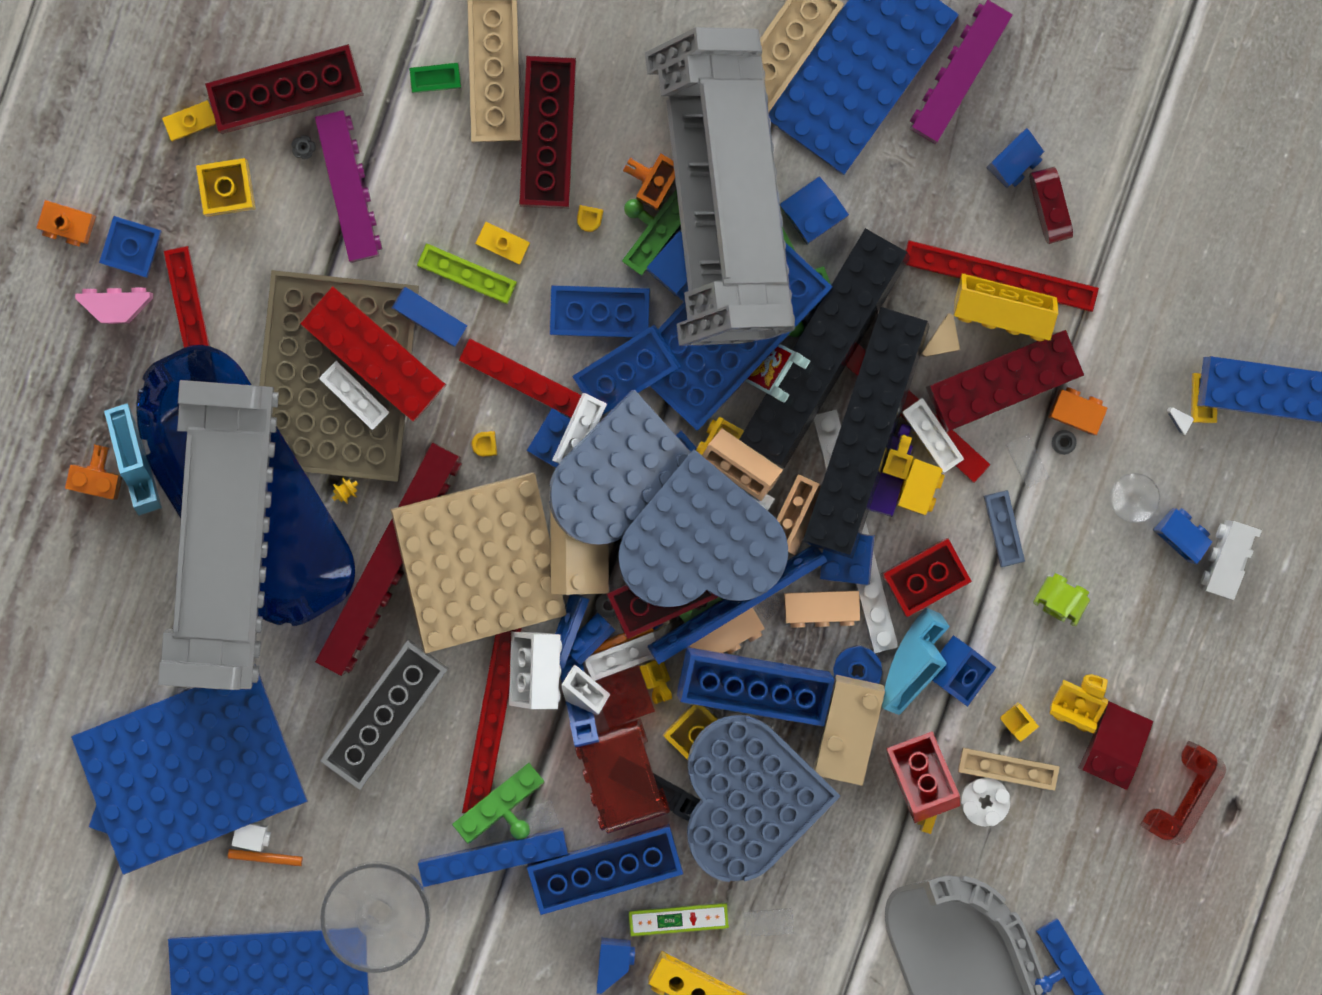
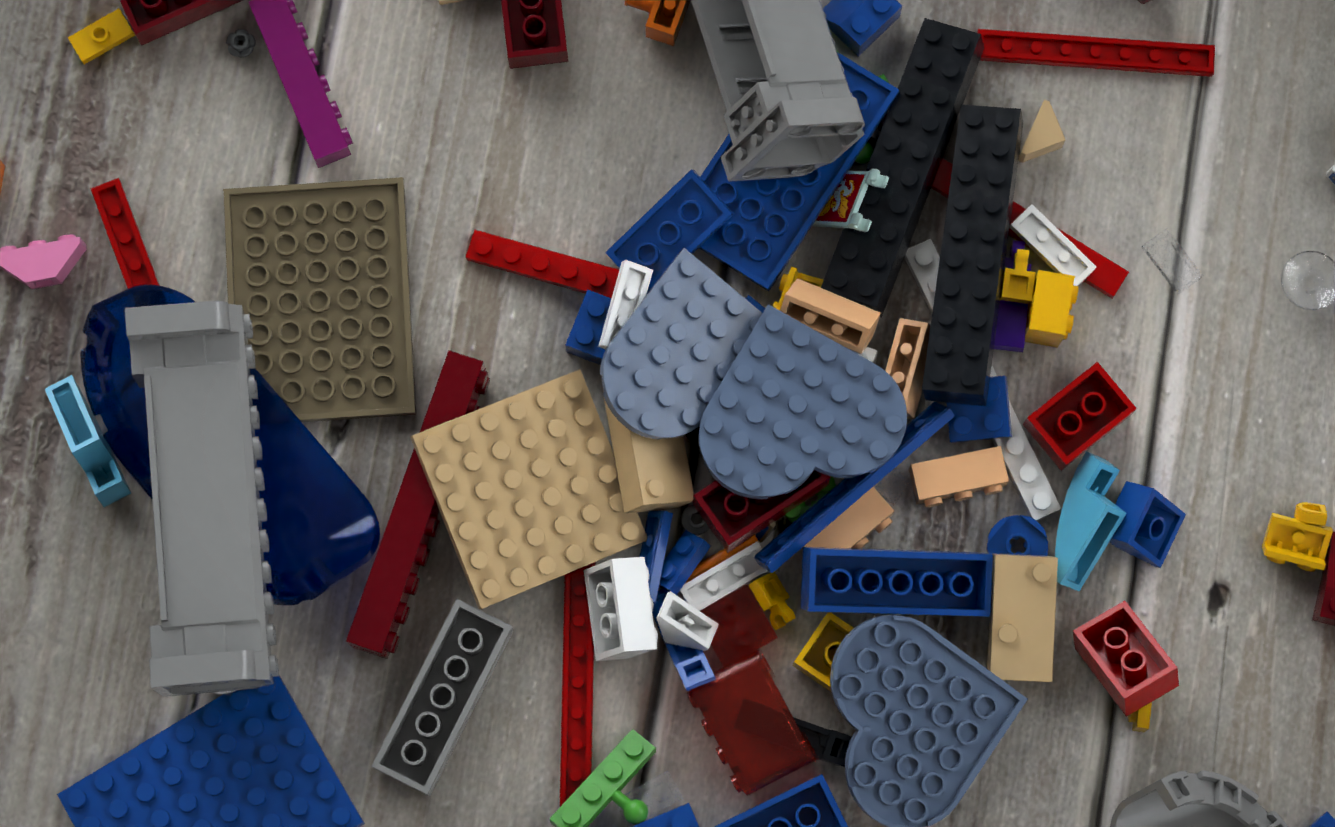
camera: 10 degrees left, 10 degrees down
(94, 478) = (43, 471): orange brick -> none
(130, 246) = (50, 191): blue plate -> none
(225, 187) = (154, 101): yellow brick -> none
(345, 490) = (352, 434): yellow wheel -> none
(354, 395) = (345, 316): white plate -> none
(373, 354) = (361, 262): red brick -> none
(429, 316) = (421, 210): blue tile -> none
(466, 273) = (458, 156): lime tile -> none
(484, 444) = (513, 352): yellow tile -> none
(502, 243) = (495, 114): yellow plate -> none
(589, 218) = (594, 68): yellow tile -> none
(599, 311) = (623, 171): blue plate -> none
(655, 235) = (678, 69): bright green plate -> none
(670, 267) = (701, 103): blue piece -> none
(991, 814) = (1216, 695): white plate -> none
(1004, 381) = (1126, 168): dark red brick -> none
(1004, 528) = (1161, 346): sand blue tile -> none
(1005, 307) = (1110, 81): yellow brick -> none
(1008, 768) = (1227, 634): tan plate -> none
(1019, 722) = (1228, 574): yellow panel -> none
(1062, 600) = (1250, 414): lime brick -> none
(1071, 442) = (1215, 223): dark grey plate -> none
(1078, 411) = (1221, 191): orange brick -> none

